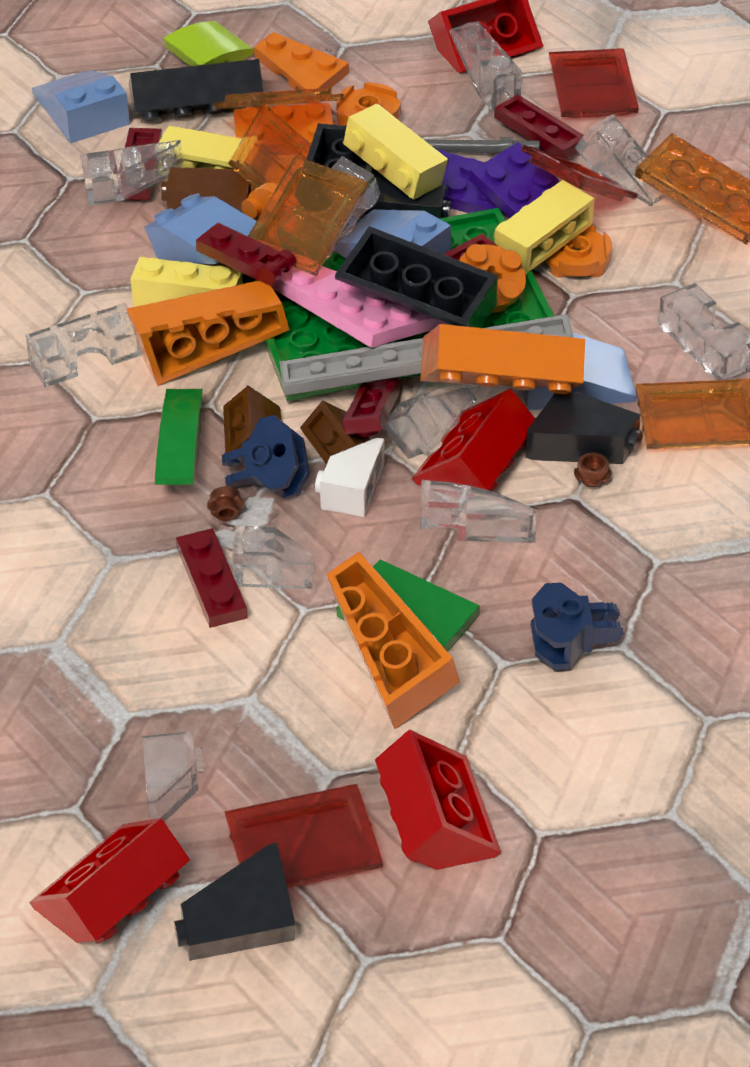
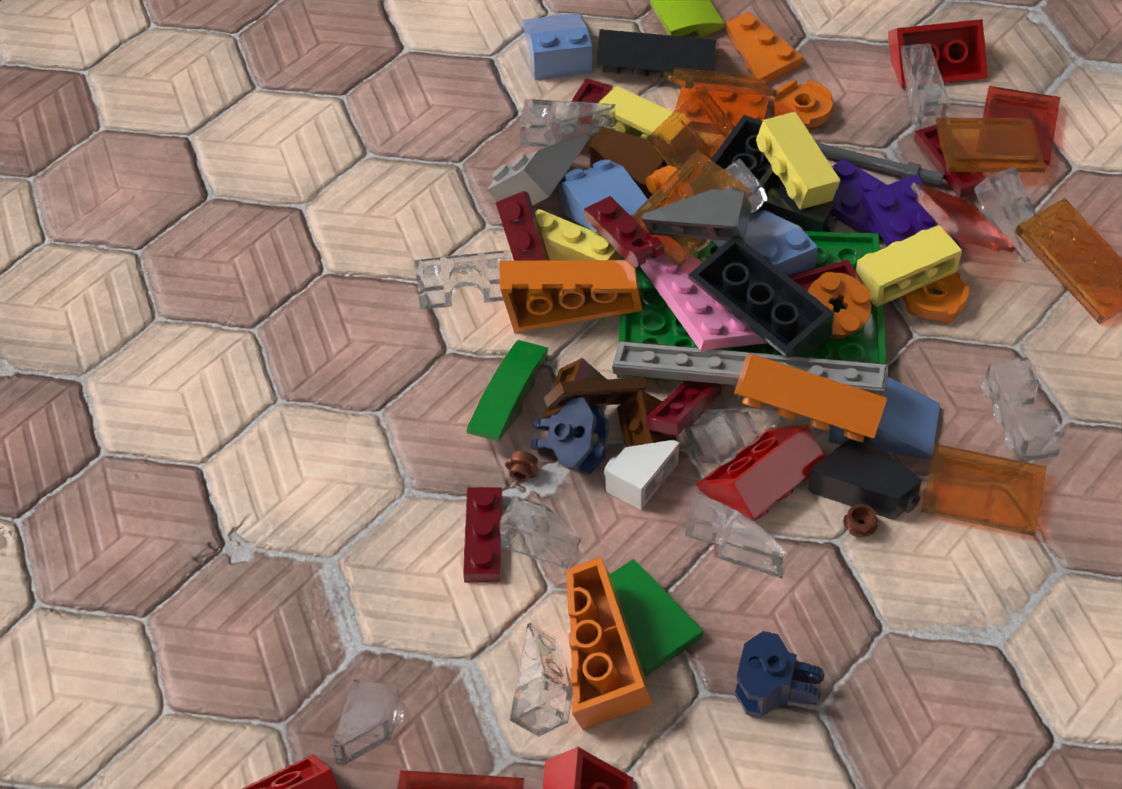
camera: 20 degrees right, 5 degrees up
(119, 228) = (537, 172): none -> light grey slope
(130, 274) = (522, 228): none -> dark red plate
(290, 409) = (595, 391): none -> reddish brown tile
(332, 215) = (704, 216): none -> dark grey slope
(342, 698) = (542, 684): none -> clear slope
(573, 103) = (989, 144): none -> clear orange piece

